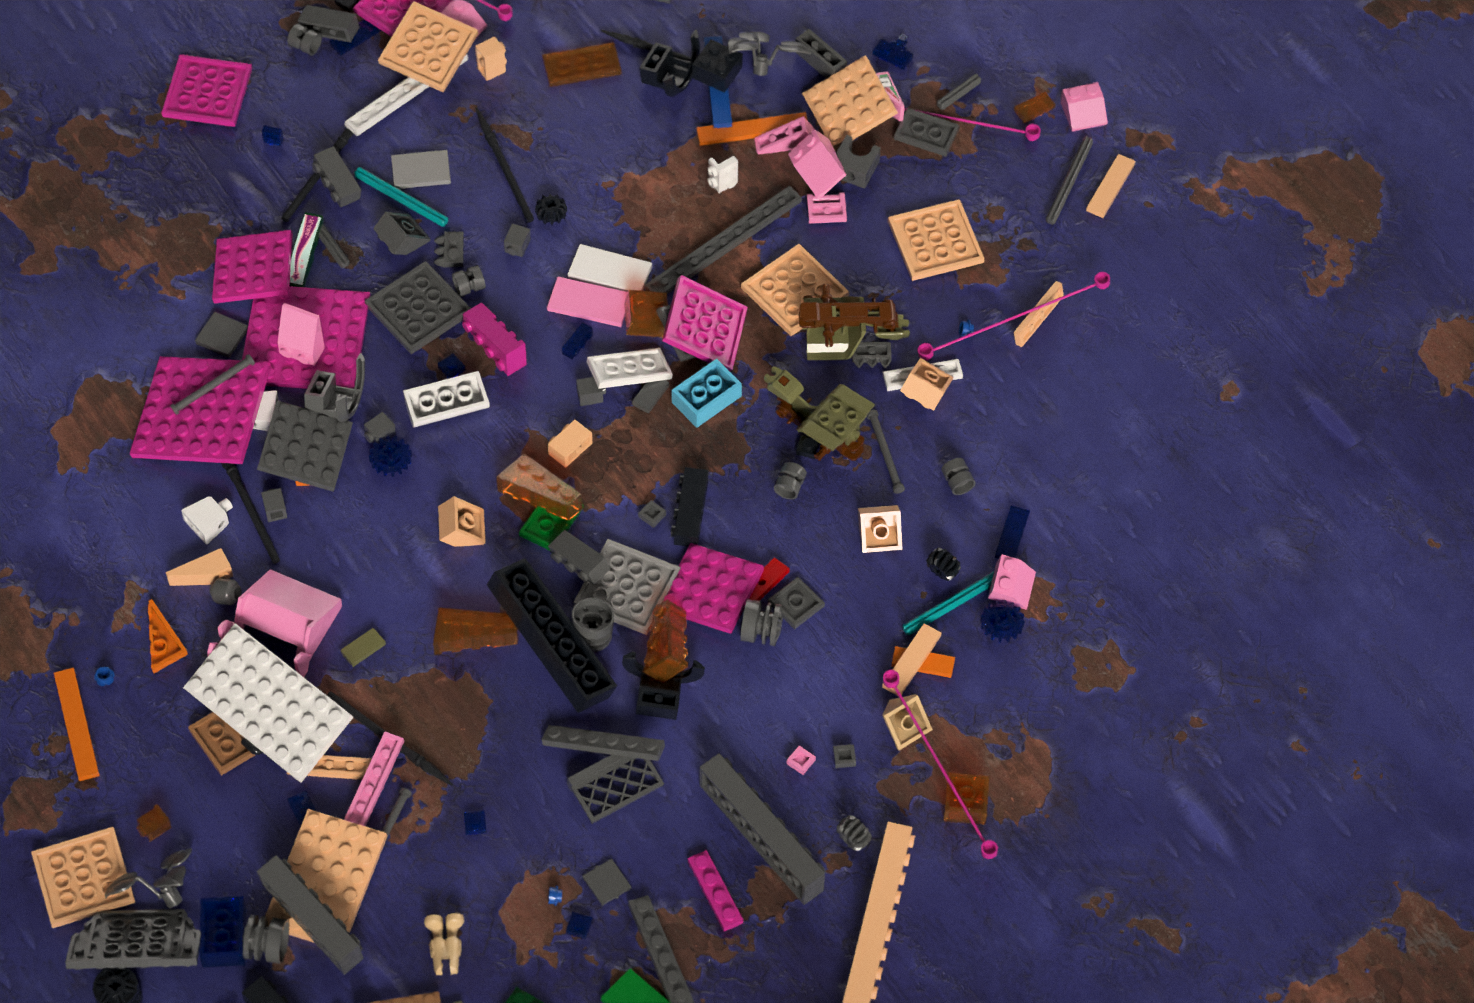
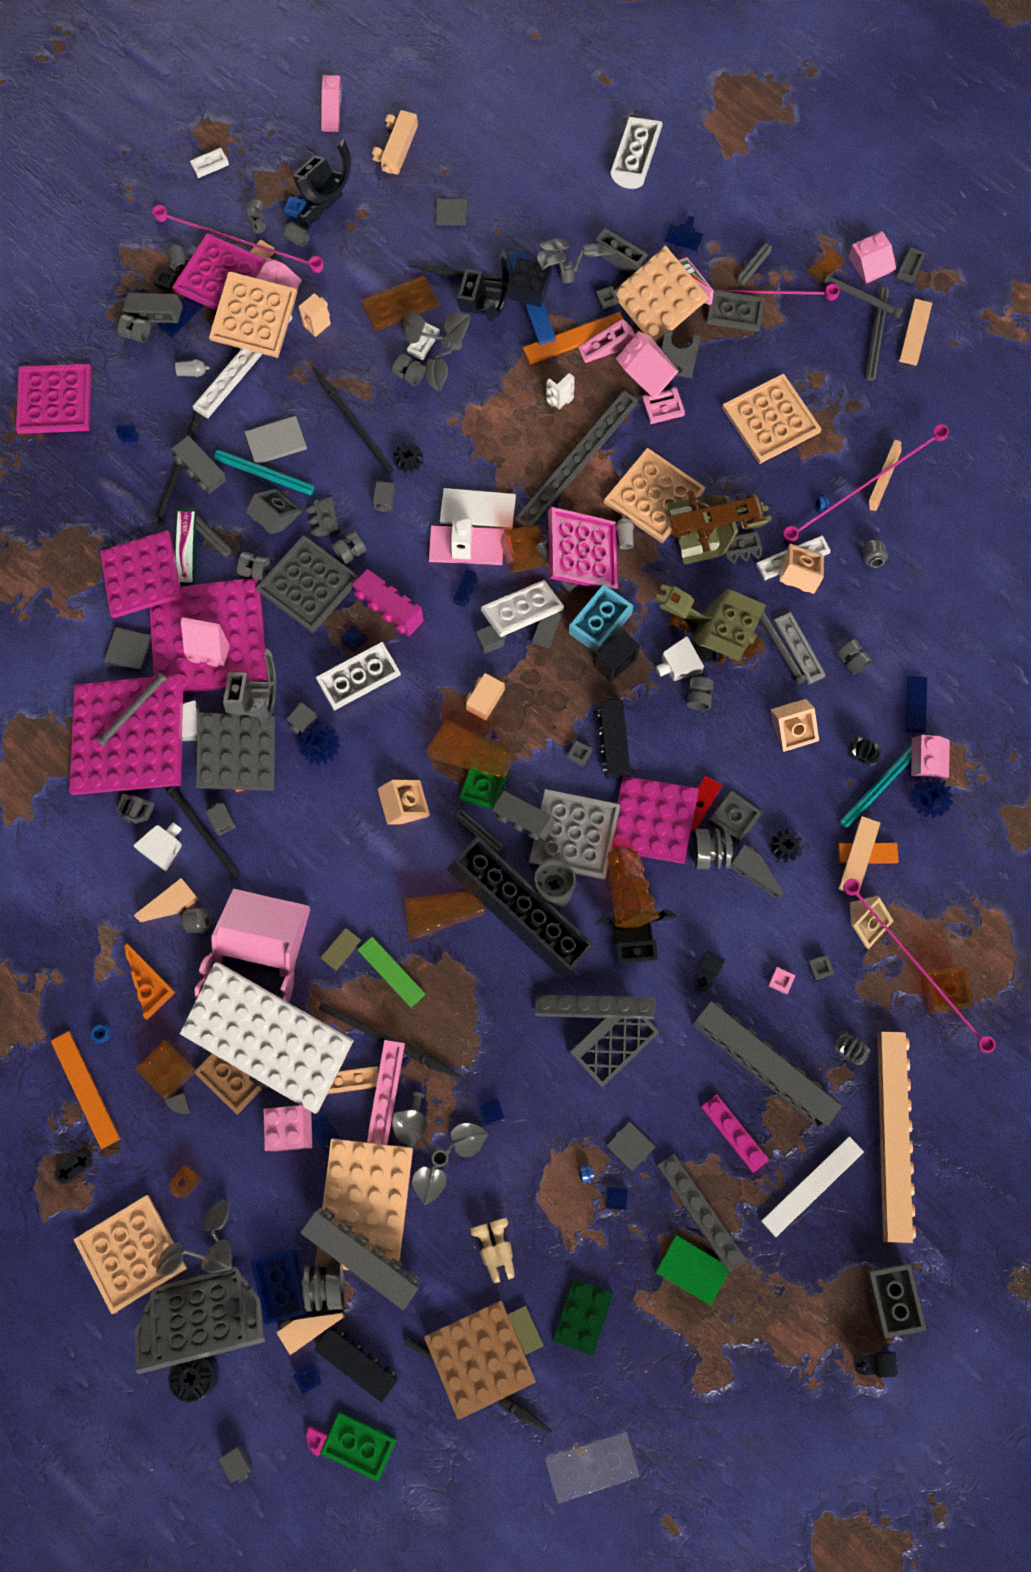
camera: 10 degrees left, 15 degrees up
(47, 791) = (76, 1171): none -> black beam
(161, 719) = (166, 1069): none -> clear orange brick
(165, 754) = (178, 1104): none -> dark grey tile
(192, 476) = (134, 809): none -> dark grey piece
(236, 977) = (302, 1330): none -> light nougat slope
(267, 793) = (287, 1128): none -> bright pink brick
(352, 87) = (191, 368): none -> light grey piece
(364, 279) = (249, 565): none -> dark grey wheel
(395, 872) = (428, 1182): none -> dark grey plant
(408, 677) = (391, 972): none -> bright green tile
(520, 553) = (479, 831): none -> dark grey axle
(572, 126) = (409, 370): none -> dark grey wheel
(586, 284) = (461, 534): none -> white torso
(595, 103) = (423, 346): none -> white plate
(628, 91) = (455, 326): none -> dark grey plant
(713, 429) = (617, 655): none -> black brick
(729, 731) = (710, 968): none -> black piece
(754, 319) = (625, 533): none -> light grey piece
(778, 447) = (680, 661): none -> white torso
(780, 953) = (812, 1186): none -> white tile
(796, 96) = (607, 297): none -> dark grey plate
(799, 650) = (753, 868): none -> dark grey slope
(847, 640) = (792, 842): none -> black gear
(905, 459) = (799, 648): none -> light grey tile
(1007, 384) = (874, 553): none -> dark grey head
(1093, 162) = (864, 296): none -> dark grey bar
(1124, 121) = (911, 265): none -> dark grey tile

